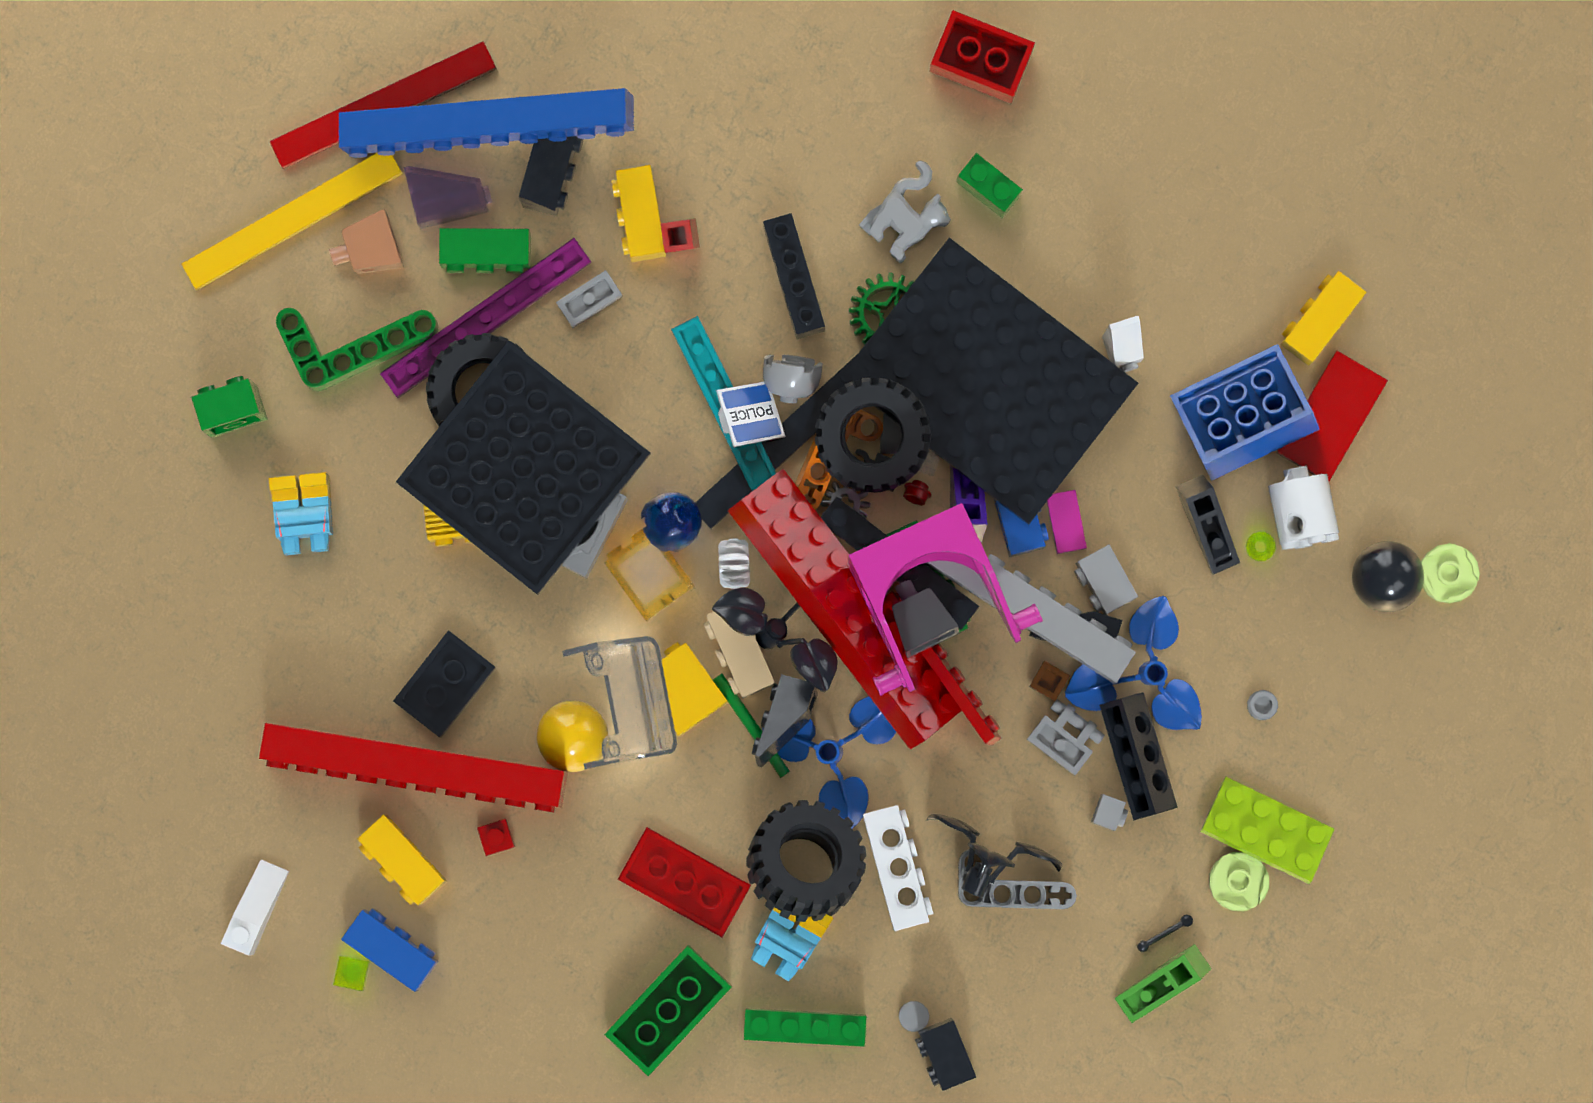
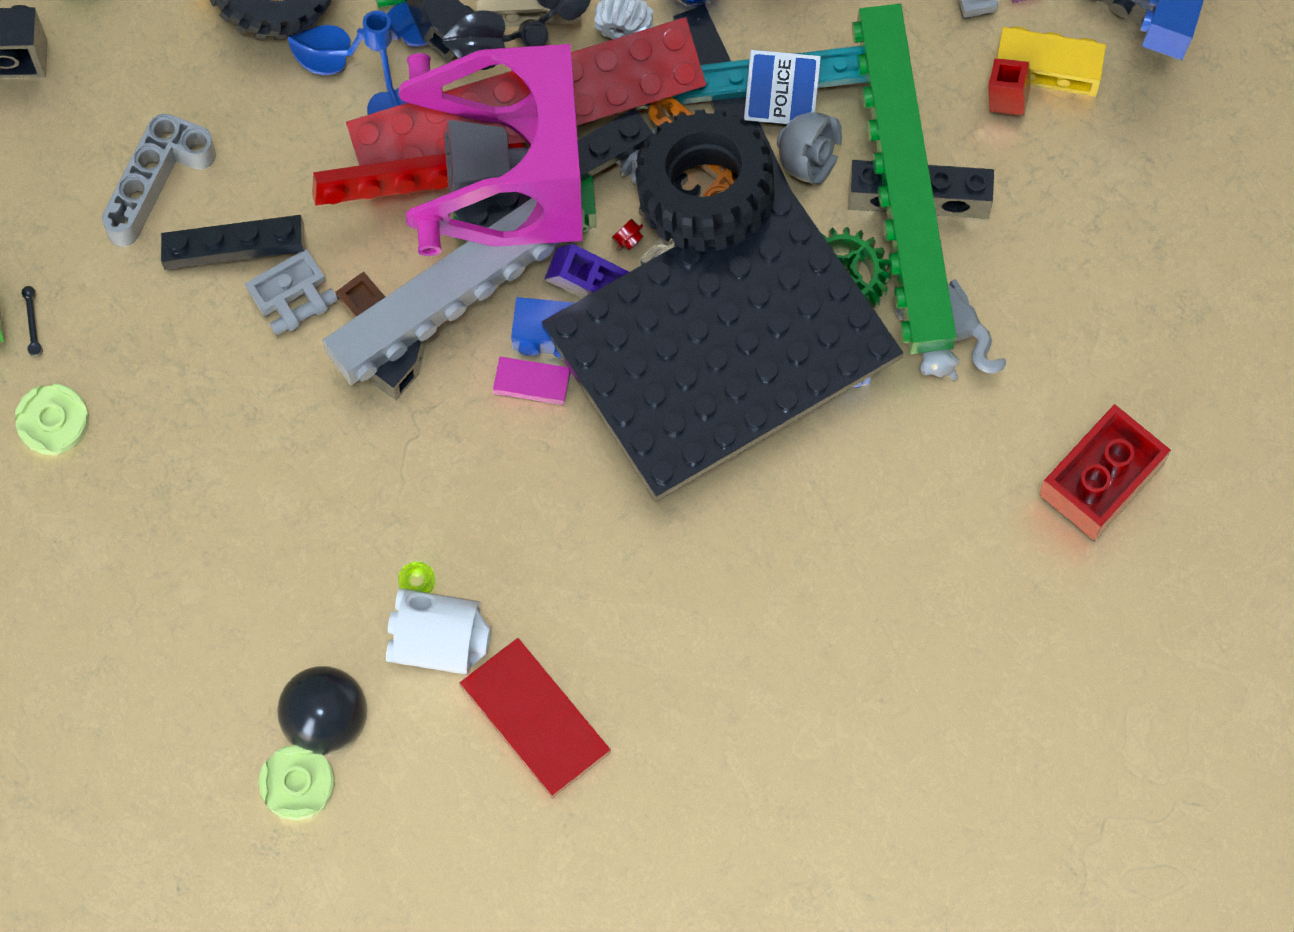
camera: 110 degrees right, 15 degrees down
(806, 283) = (905, 180): none -> green brick
(901, 915) = (213, 58): white brick -> none
(913, 1016) = (63, 38): light grey tile -> none
(980, 874) = (177, 130): black plant -> none
(989, 185) = (950, 429): green brick -> none
(1042, 800) = (232, 242): none -> black plate
(1105, 580) = (447, 394): light grey brick -> none
(1109, 813) = (188, 305): light grey plate -> none
(1124, 343) = (707, 501): white slope -> none
(1138, 756) = (252, 344): black brick -> none
(1177, 704) = (276, 423): blue plant -> none
(1208, 523) = (467, 527): black slope -> none
(1245, 412) = (577, 612): blue slope -> none
(1262, 705) = (235, 516): light grey tile -> none
(1267, 830) = (92, 466): lime plate -> none
(1322, 317) = (656, 745): yellow brick -> none

